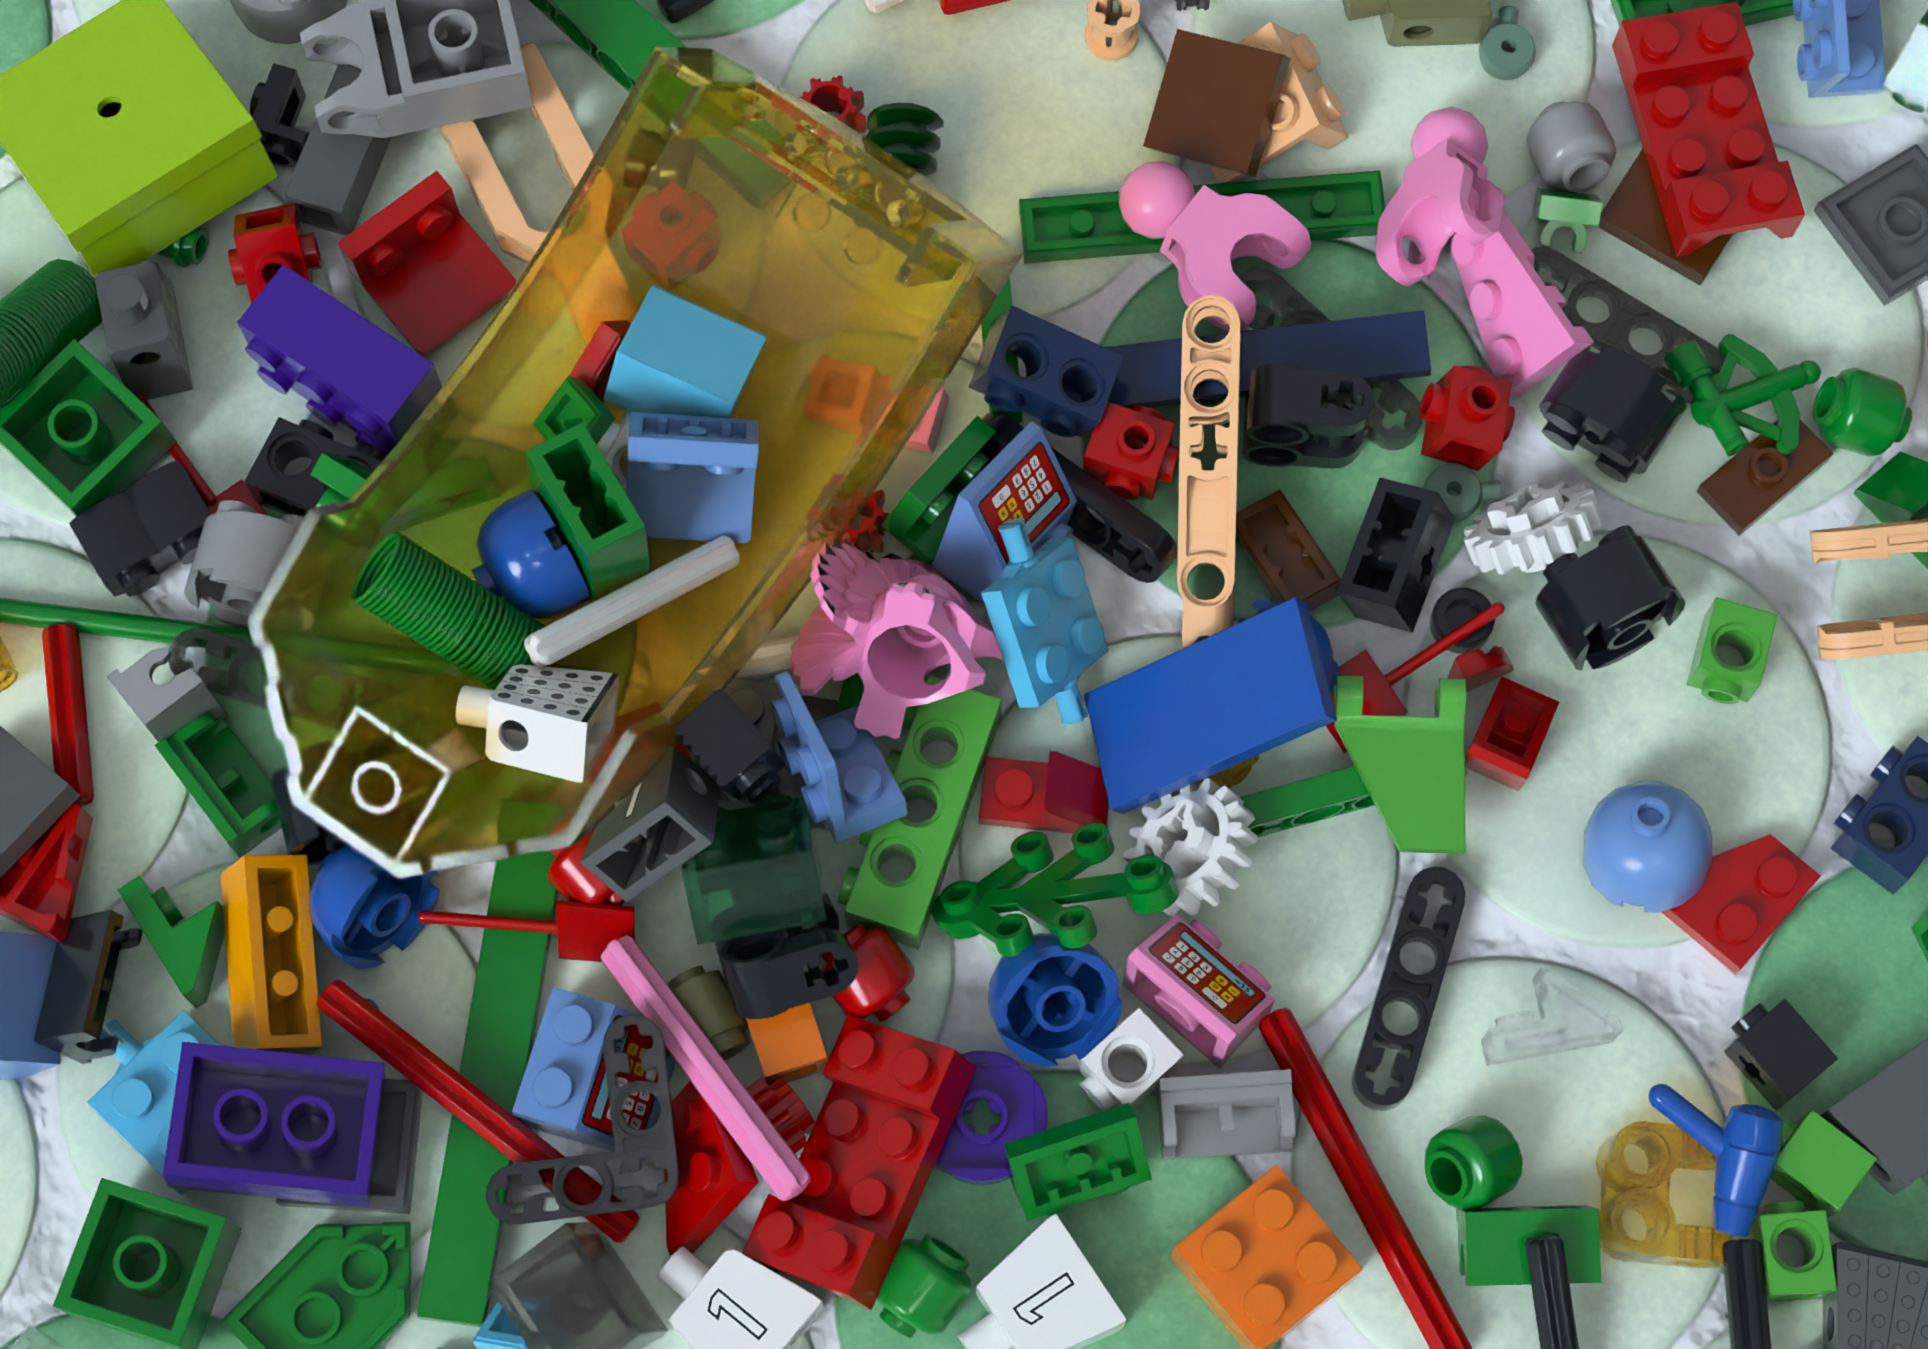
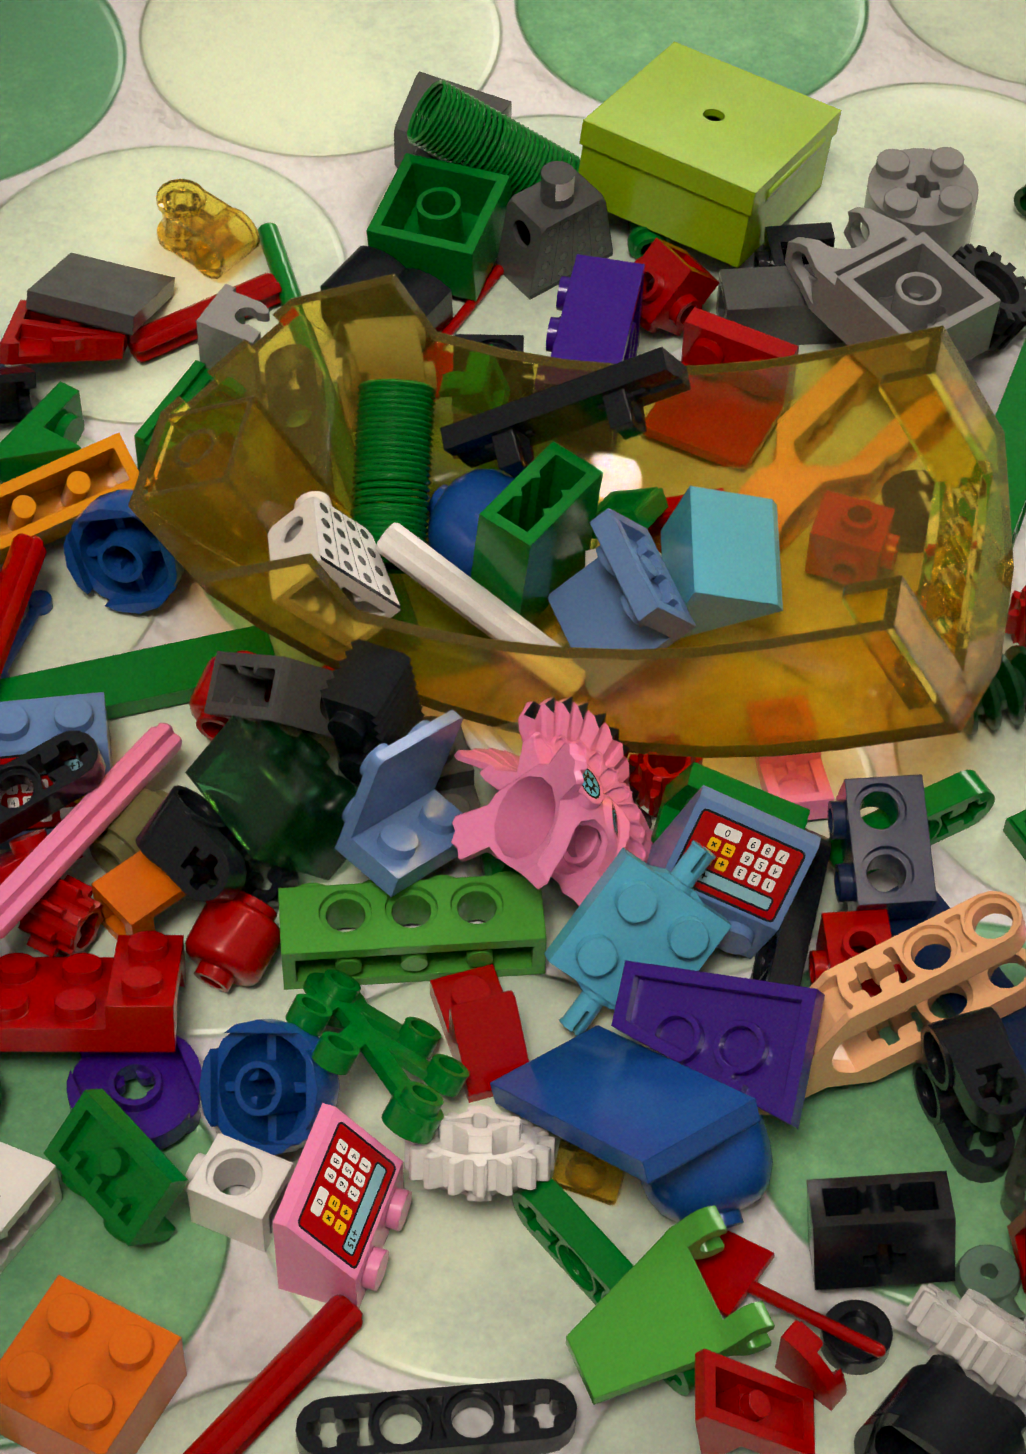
camera: 65 degrees right, 20 degrees down
(479, 481) = (606, 394): none -> black hinge
(581, 927) = (180, 703): red piece -> none
(1181, 588) = (727, 1028): none -> dark purple wing
(1226, 1114) = (226, 1297): light grey hinge -> none
(1285, 552) = (832, 1138): reddish brown plate -> none

